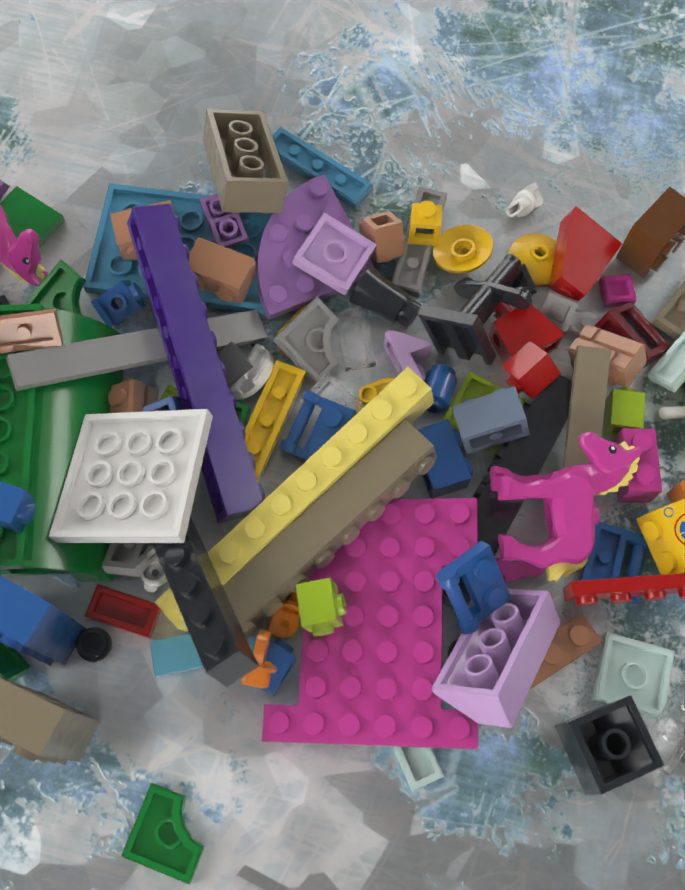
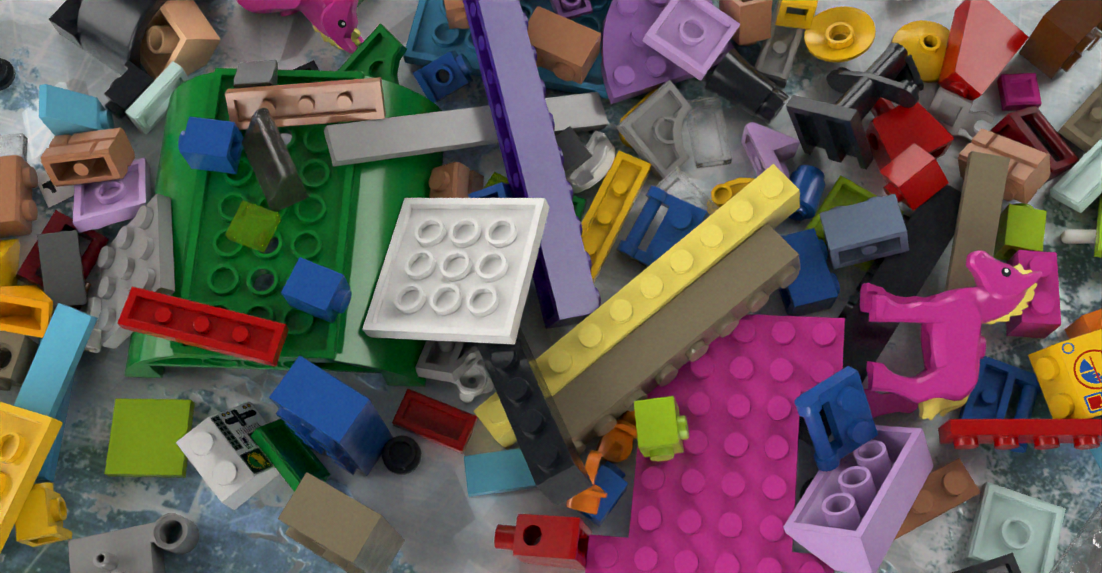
camera: 10 degrees right, 0 degrees up
(237, 713) = (561, 542): none -> red torso

